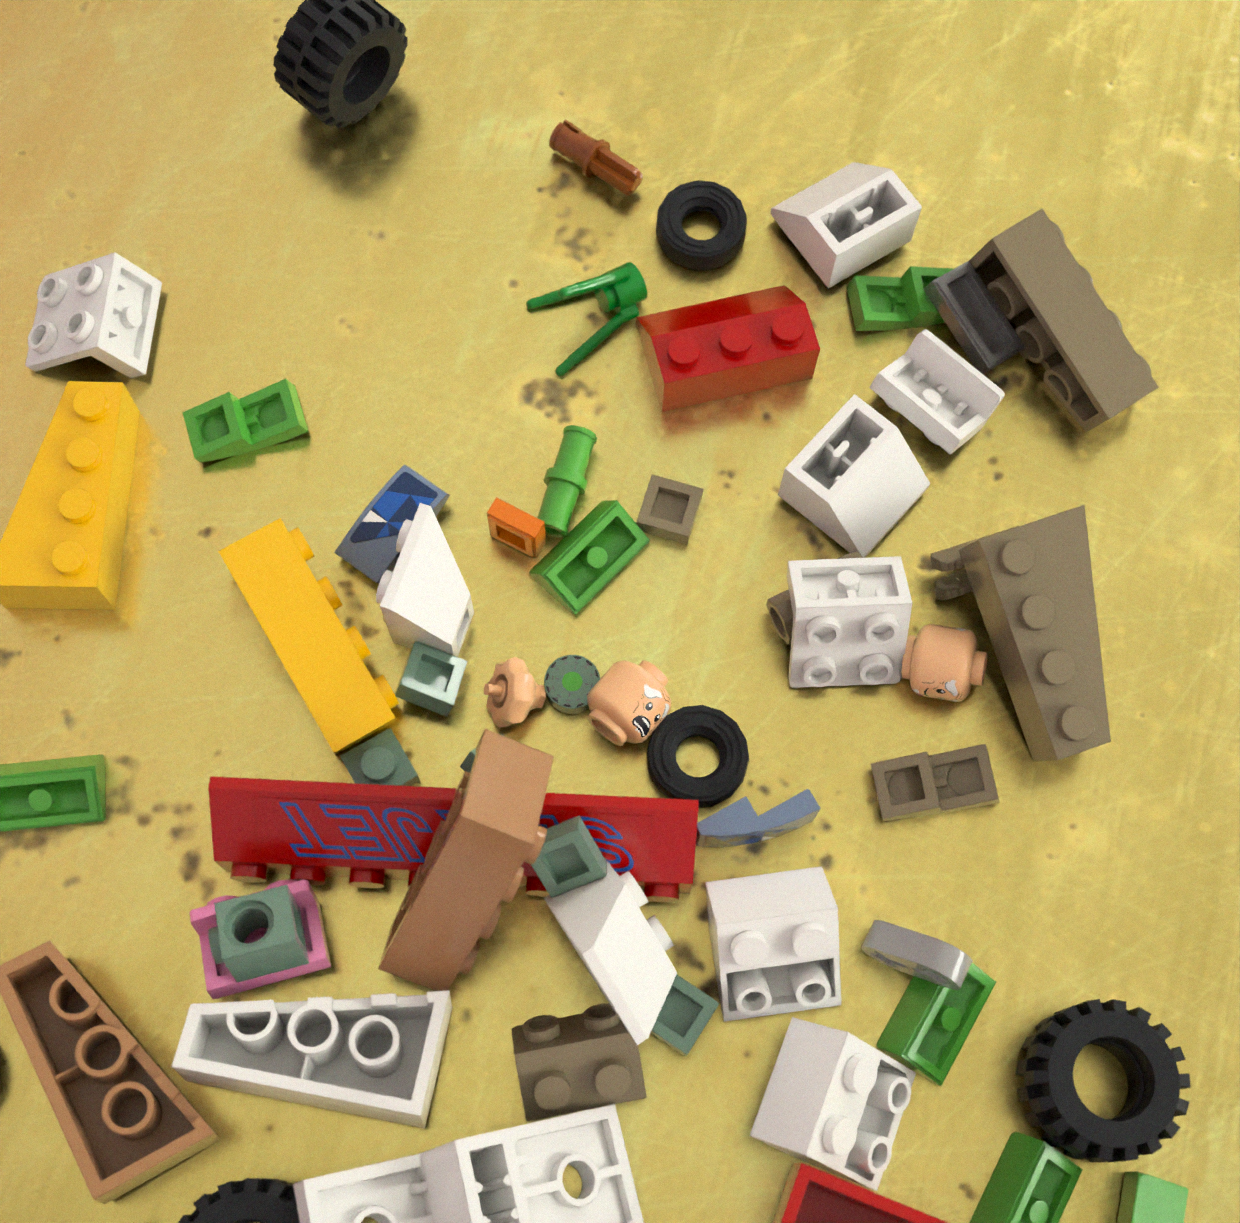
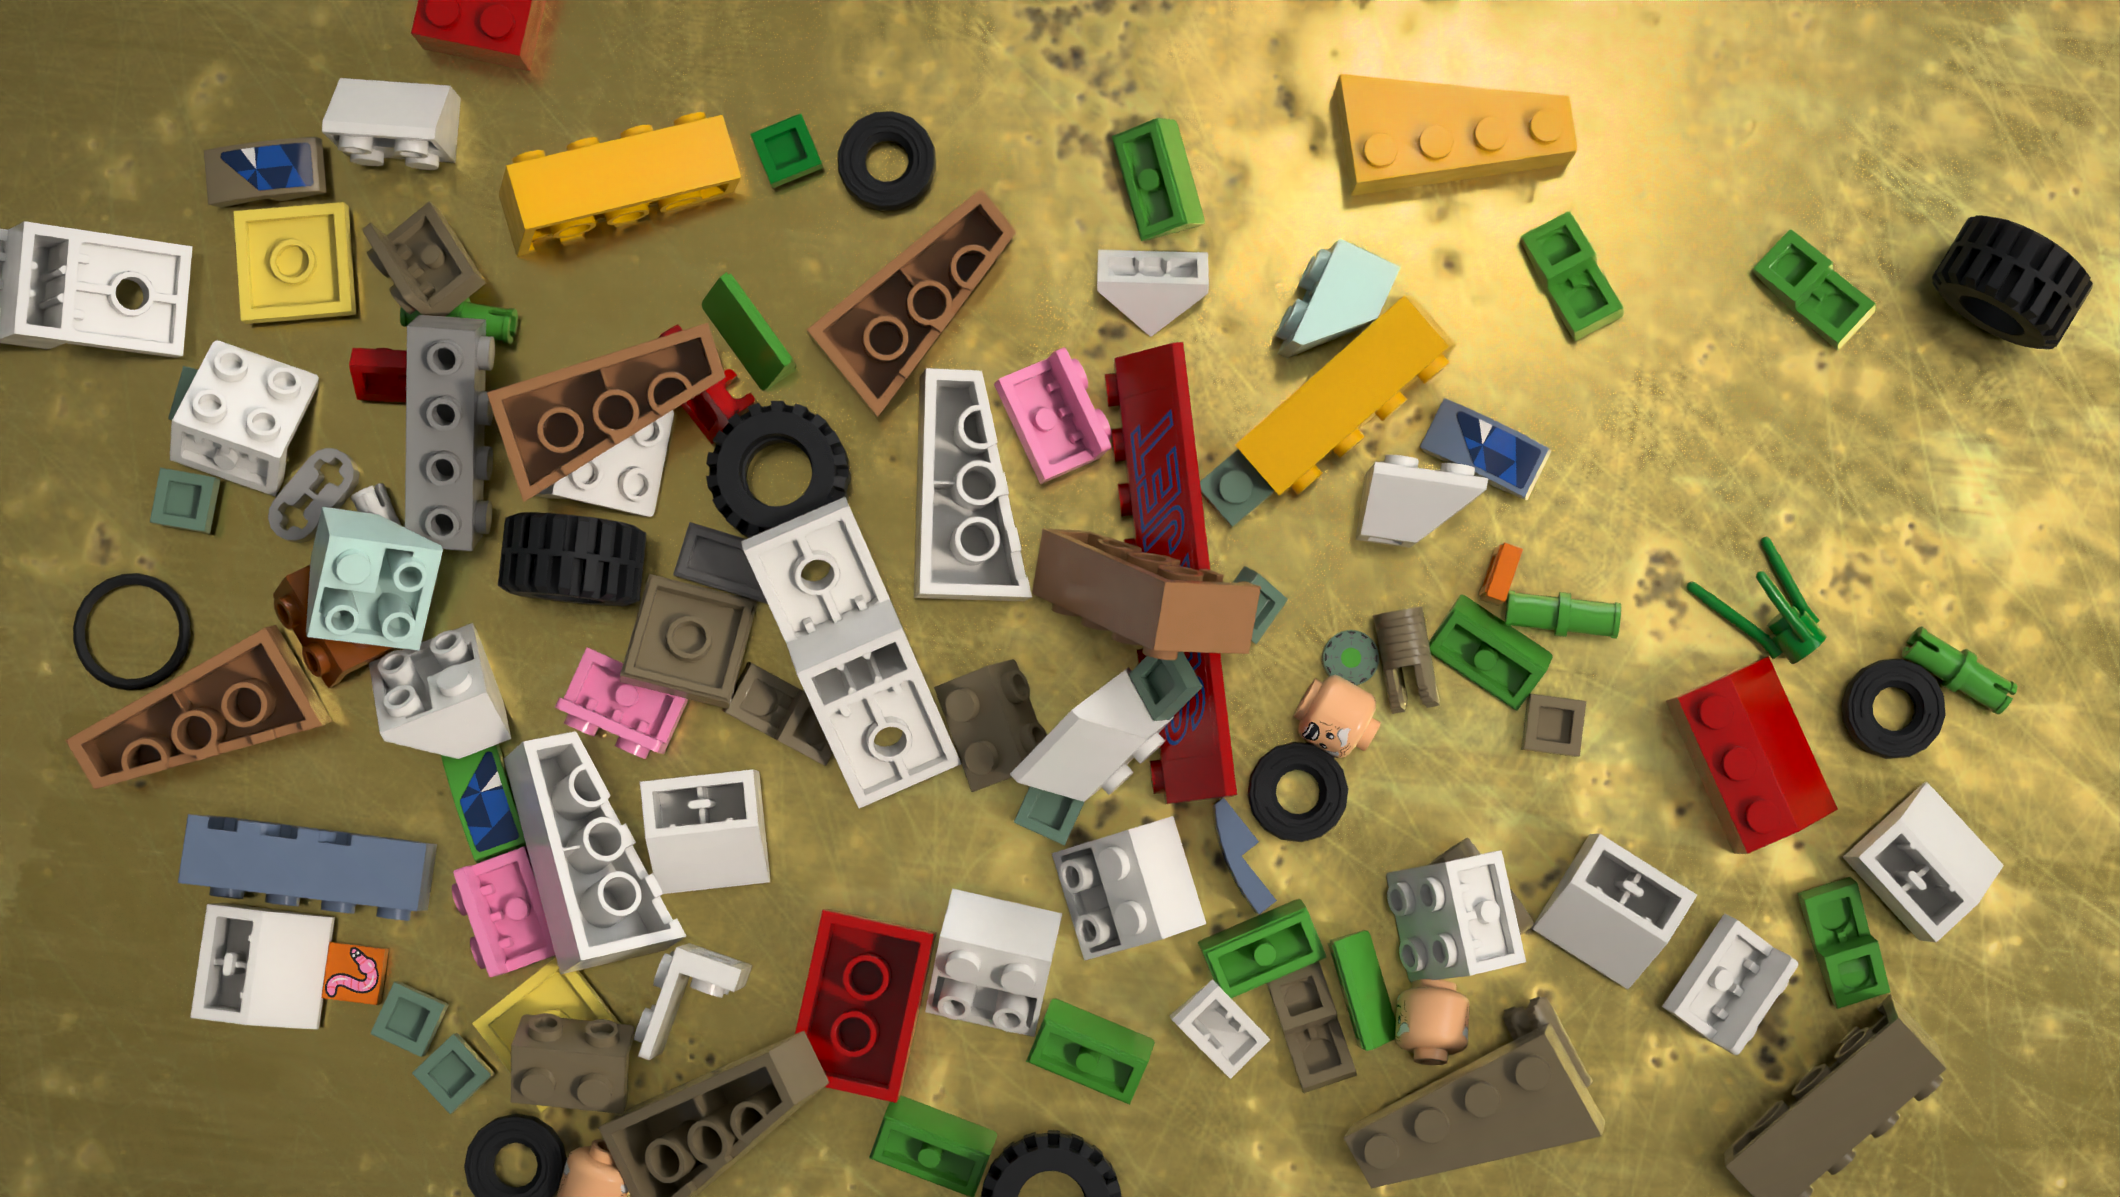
camera: 85 degrees right, 15 degrees up
(95, 311) = (1658, 93): white bracket -> none
(152, 814) = (1152, 284): none -> white slope
(205, 626) = (1342, 295): none -> light aqua slope
(276, 951) = (1051, 439): sand green brick -> none
(304, 231) = (1813, 290): none -> bright green slope
(431, 678) = (1329, 520): sand green plate -> none
(512, 693) = (1328, 602): light nougat piece -> none
(568, 628) = (1405, 643): none -> dark tan hinge
(595, 157) = (1954, 580): dark orange axle -> none
(675, 167) = (1959, 670): none -> bright green pin
(852, 818) = (1262, 948): none -> bright green slope
(904, 727) = (1363, 989): none -> bright green slope
(917, 954) = (1137, 1022): light grey beam -> none
(928, 873) = (1220, 1028): none -> white slope
(974, 317) = (1829, 1017): flat silver tile -> none

